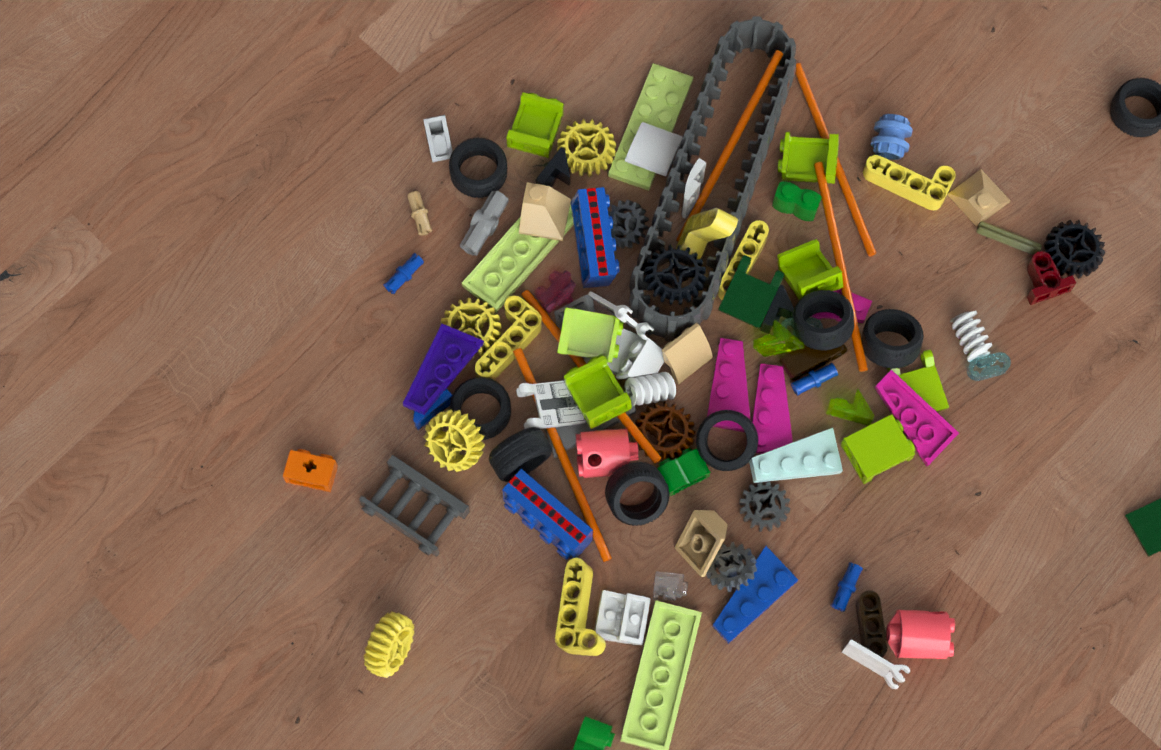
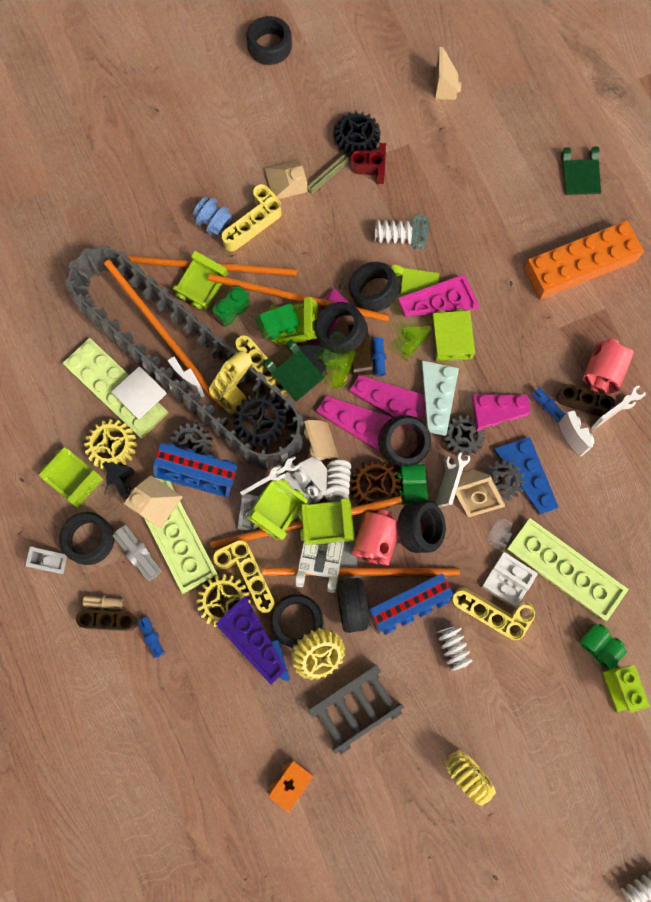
camera: 65 degrees left, 5 degrees up
(400, 214) = (97, 620): none -> dark brown beam
(521, 583) = (455, 648): none -> white piece
(558, 292) = (225, 518): clear pink hips -> none
(722, 504) = (450, 480): none -> white flag
(798, 252) = (277, 322): none -> green brick
(813, 529) = (494, 409): none -> dark pink wing
(822, 627) = (578, 439): none -> white slope
(1047, 563) = (583, 259): none -> orange brick

